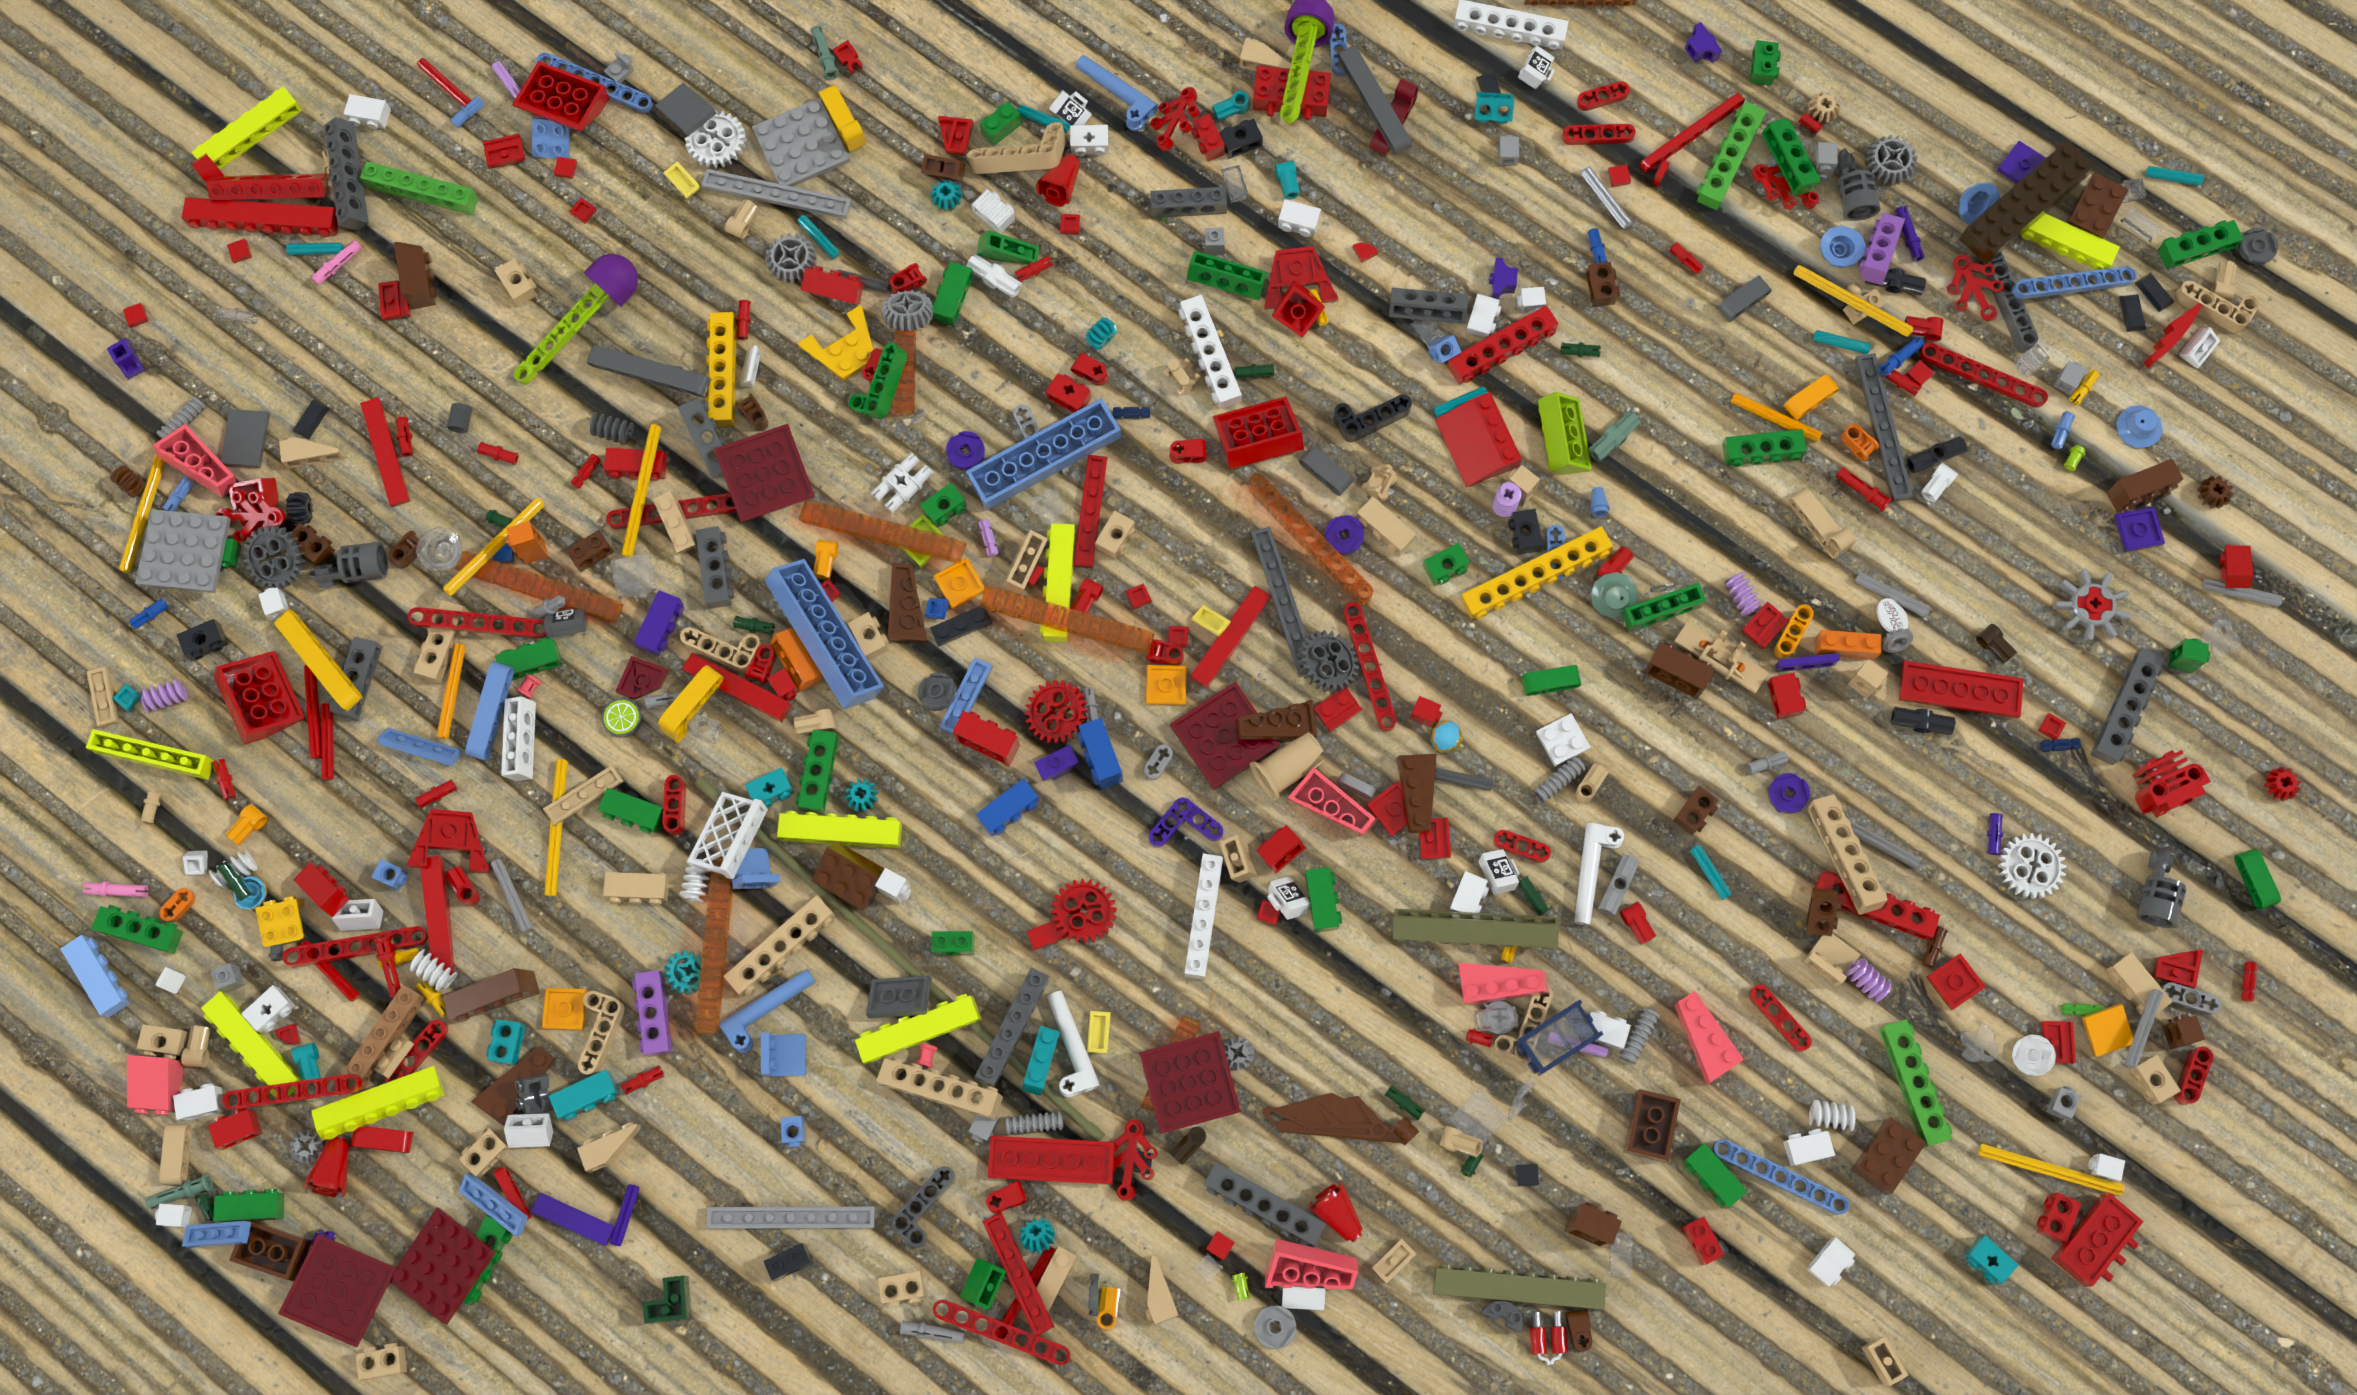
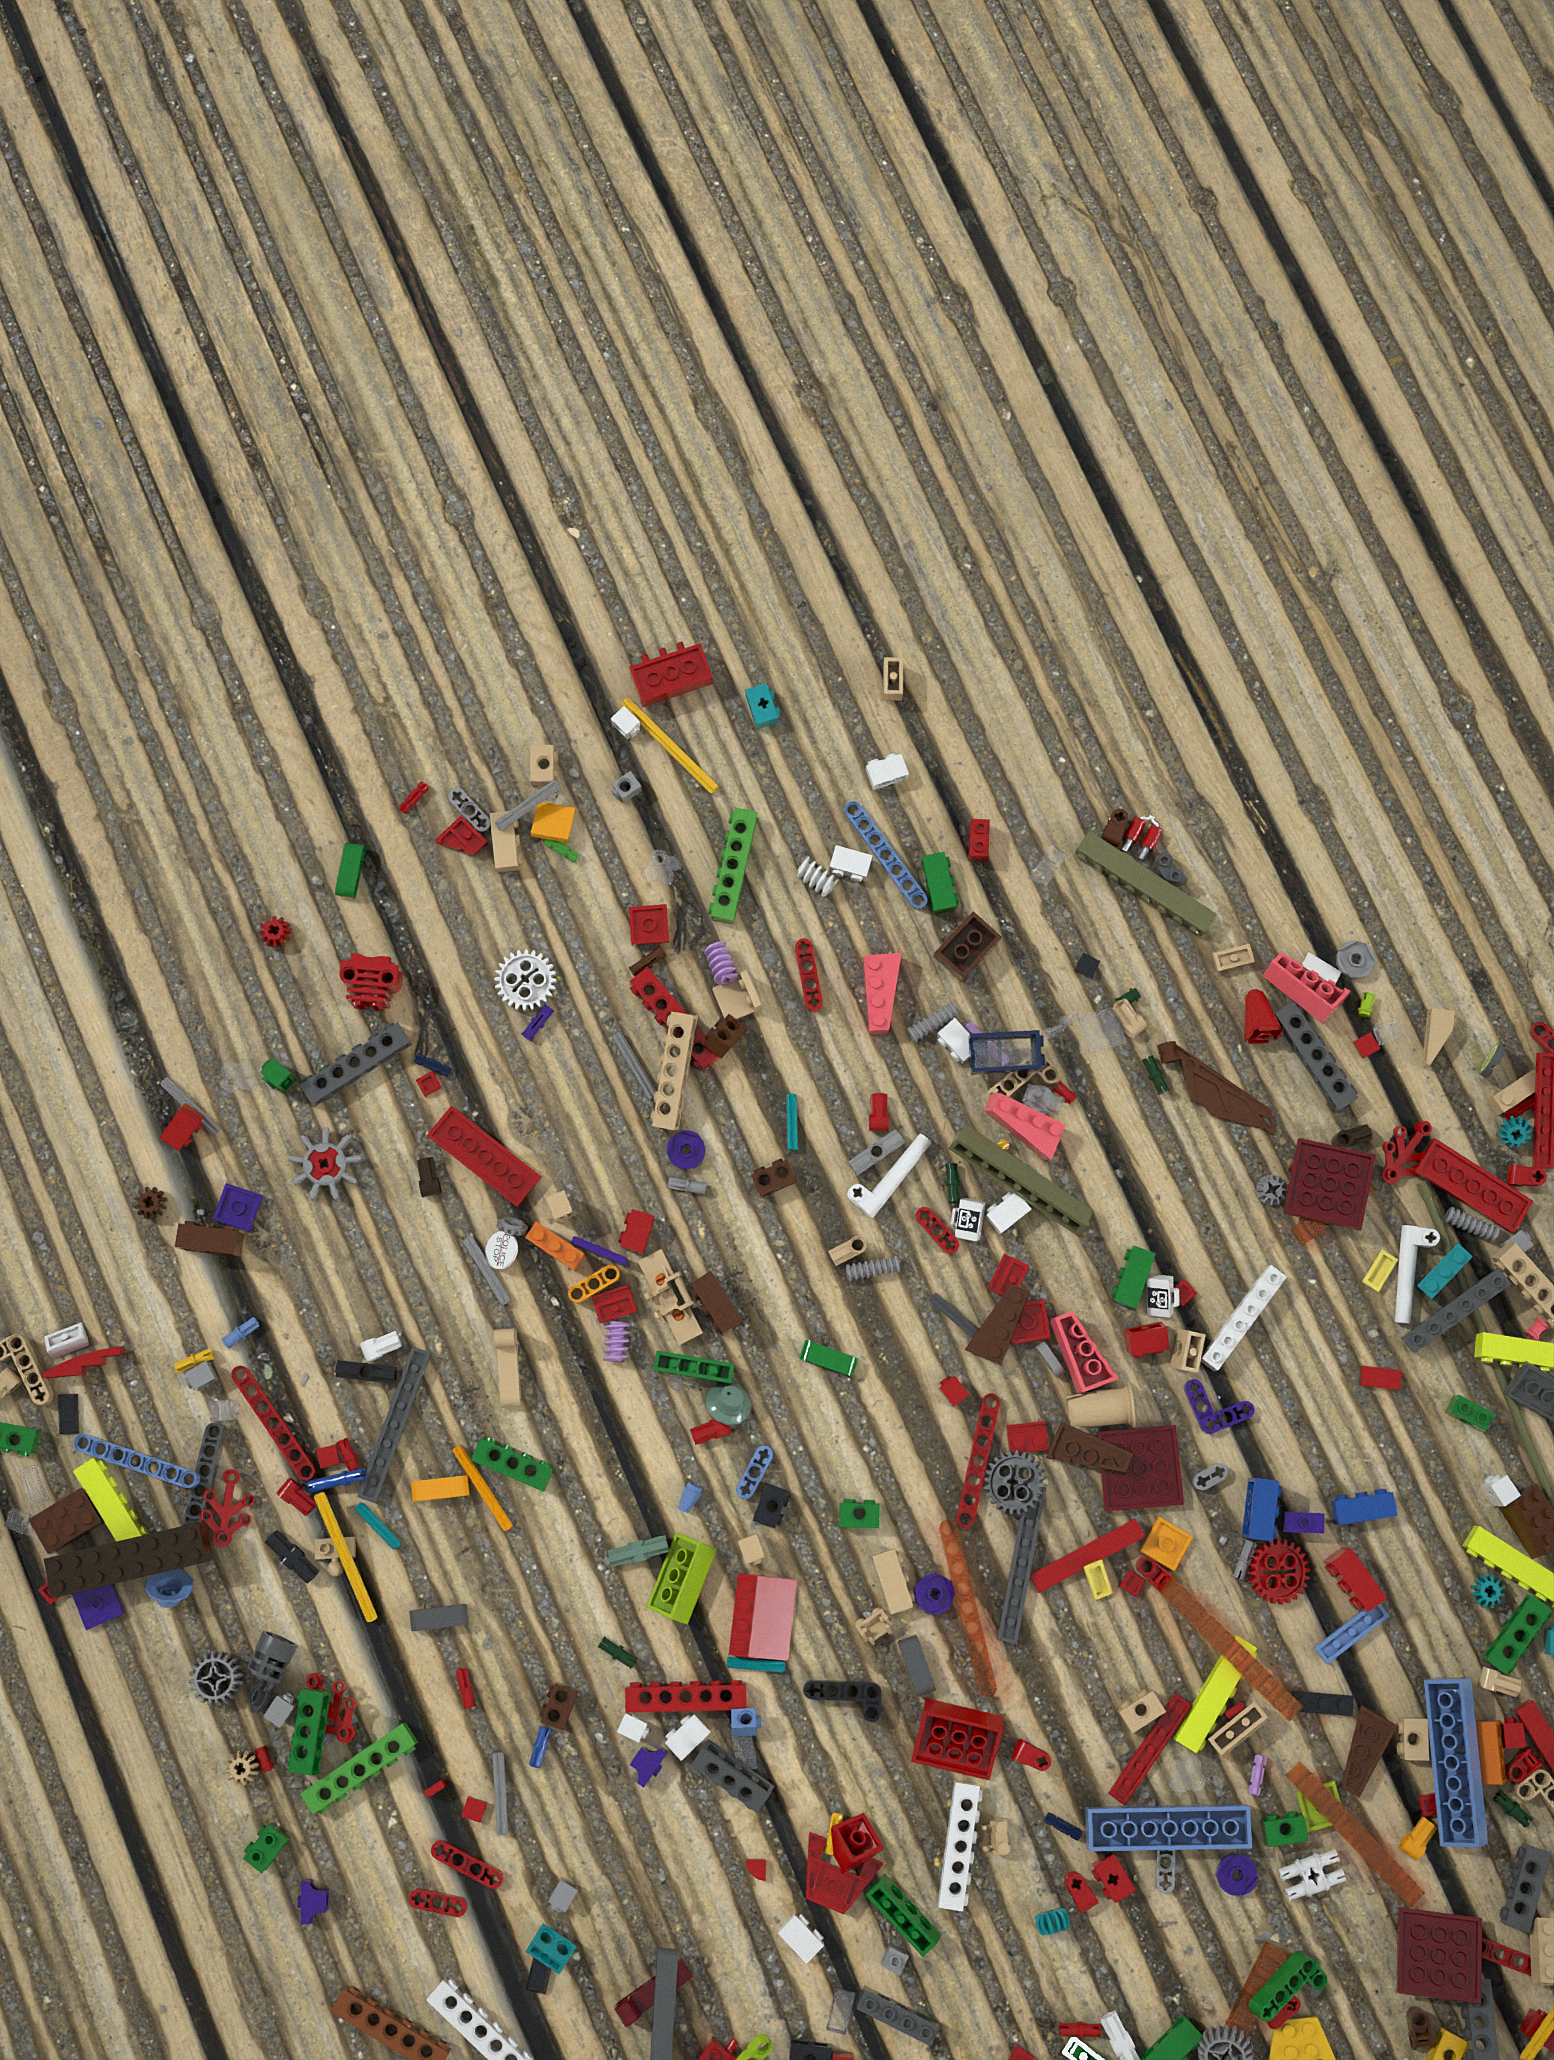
camera: 155 degrees left, 5 degrees up
(936, 608) = (1337, 1731): blue tile -> none
(937, 691) = (1375, 1650): dark grey tile -> none
(959, 583) = (1304, 1744): light orange tile -> none
(1077, 894) = (1340, 1396): red gear -> none
(1088, 593) = (1192, 1668): red piece -> none
(1108, 1306) = (1483, 1046): light orange piece -> none
(1138, 596) = (1148, 1641): red tile -> none
(1254, 371) = (928, 1802): dark green pin -> none
(1287, 175) = (787, 1990): teal piece -> none
(1446, 736) = (947, 1360): medium azure hair -> none
(1506, 499) = (768, 1537): lavender piece -> none
(1536, 68) = (482, 1969): white piece -> none
(1563, 740) = (848, 1302): white plate -> none
(1593, 1225) = (1063, 895): reddish brown brick -> none
(1597, 539) = (855, 1469): yellow brick -> none
(1692, 132) = (380, 1813): red beam -> none
(1847, 244) = (313, 1609): medium blue hat -> none
(1860, 442) = (425, 1420): orange piece -> none
(1871, 494) = (446, 1368): red pin -> none
(1882, 248) = (265, 1613): medium lavender brick -> none
(1888, 1156) = (791, 823): reddish brown brick -> none
(1911, 237) = (250, 1586): dark purple pin -> none
(1923, 720) = (534, 1147): black piece -> none
(2034, 1055) = (625, 835): white tile -> none
(2062, 1038) = (598, 834): red plate -> none
(2063, 1220) = (684, 704): red brick -> none
(2074, 458) = (247, 1302): lime pin -> none
(2132, 312) = (101, 1406): black tile -> none
(2137, 433) = (170, 1309): medium blue hat -> none
(2161, 895) = (436, 901): dark grey cylinder -> none
(2183, 1031) = (497, 786): reddish brown brick -> none
(2201, 1070) = (507, 760): red beam -> none

